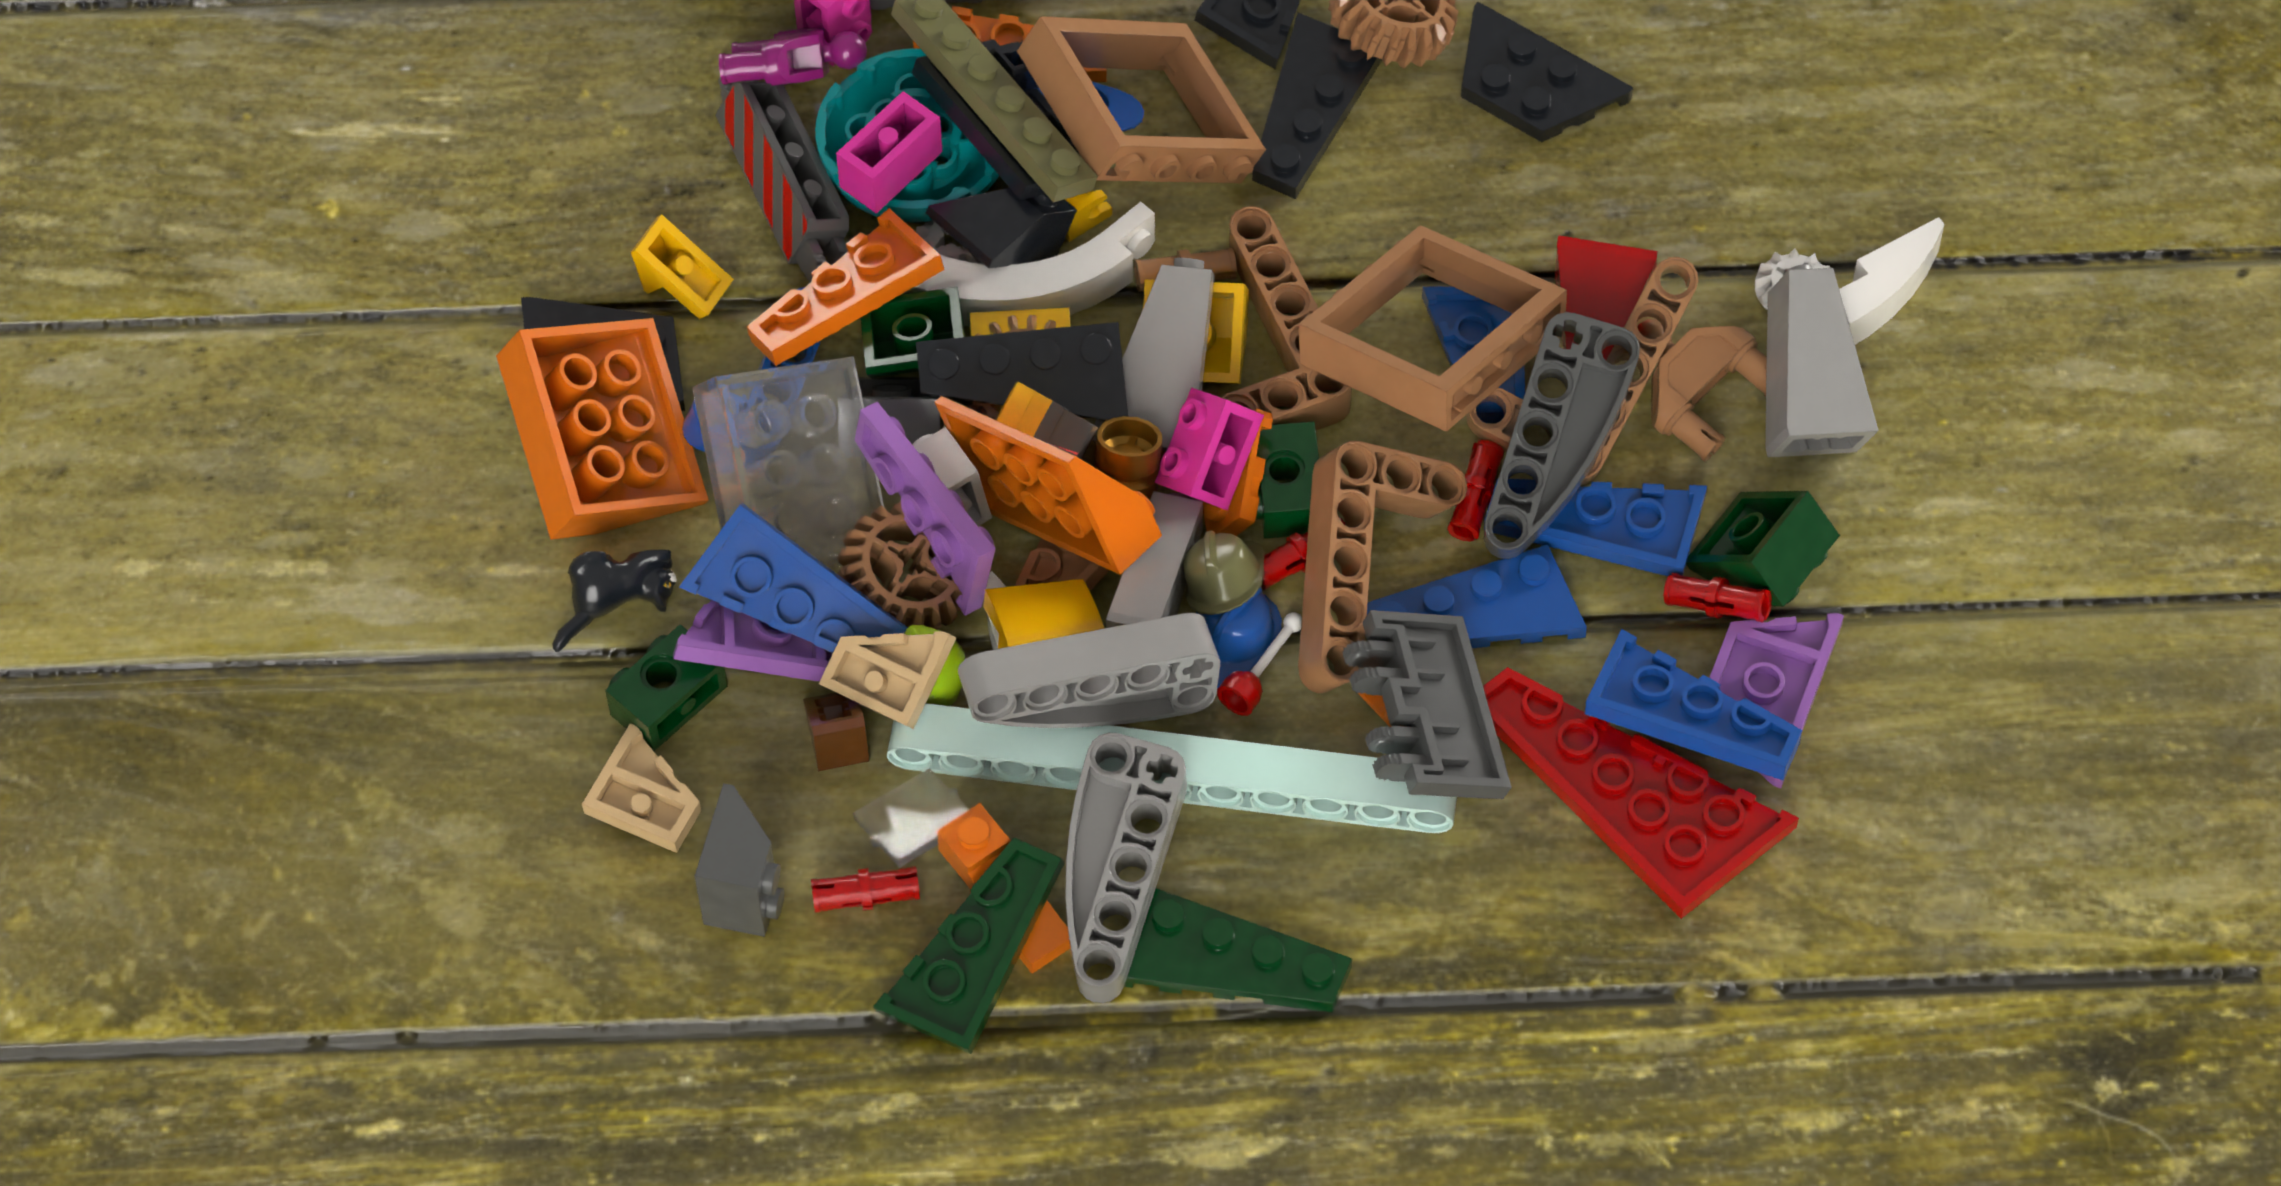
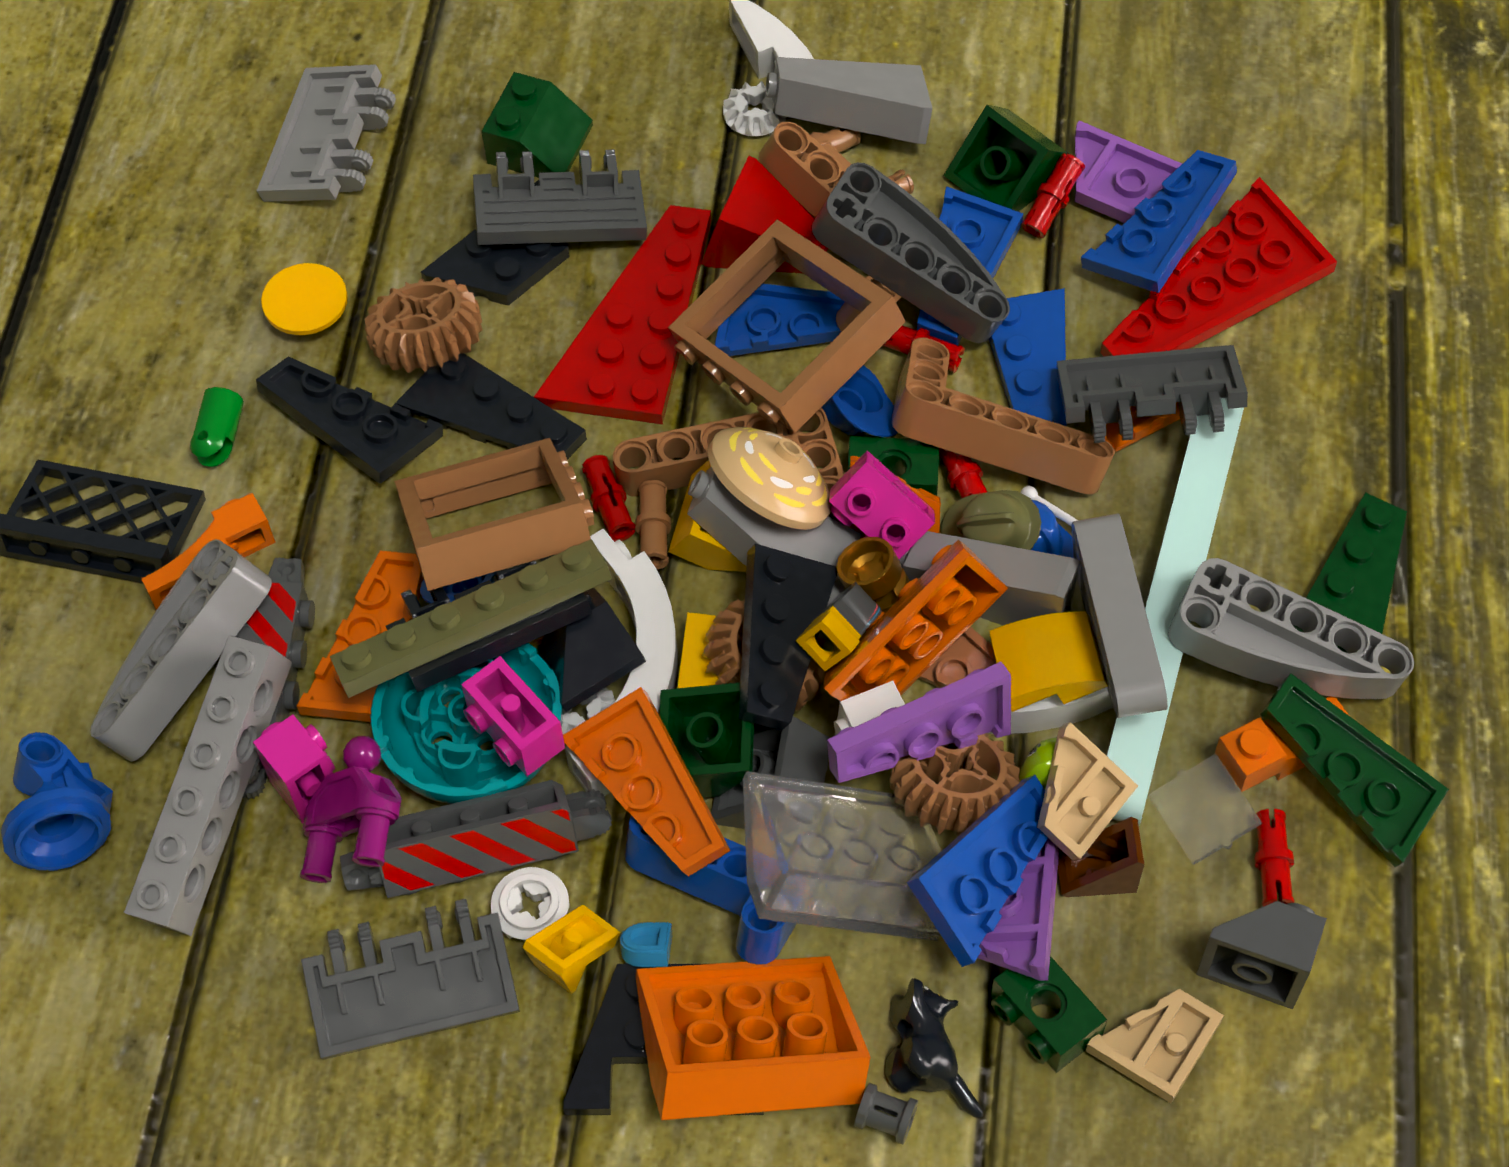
camera: 80 degrees left, 0 degrees up
(542, 561) = (896, 1126): none -> dark grey bush
(622, 147) = (412, 988): none -> dark grey hinge
(697, 339) = (647, 944): none -> dark azure tile
(734, 220) = (538, 885): none -> white gear
(1187, 321) = (770, 476): none -> tan dish
(1208, 225) = (608, 497): none -> red pin
(1366, 420) = (861, 406): none -> blue piece
(1387, 195) = (625, 351): none -> red wing
(1584, 115) = (558, 207): none -> dark grey hinge
(1701, 69) = (535, 119): none -> dark green slope

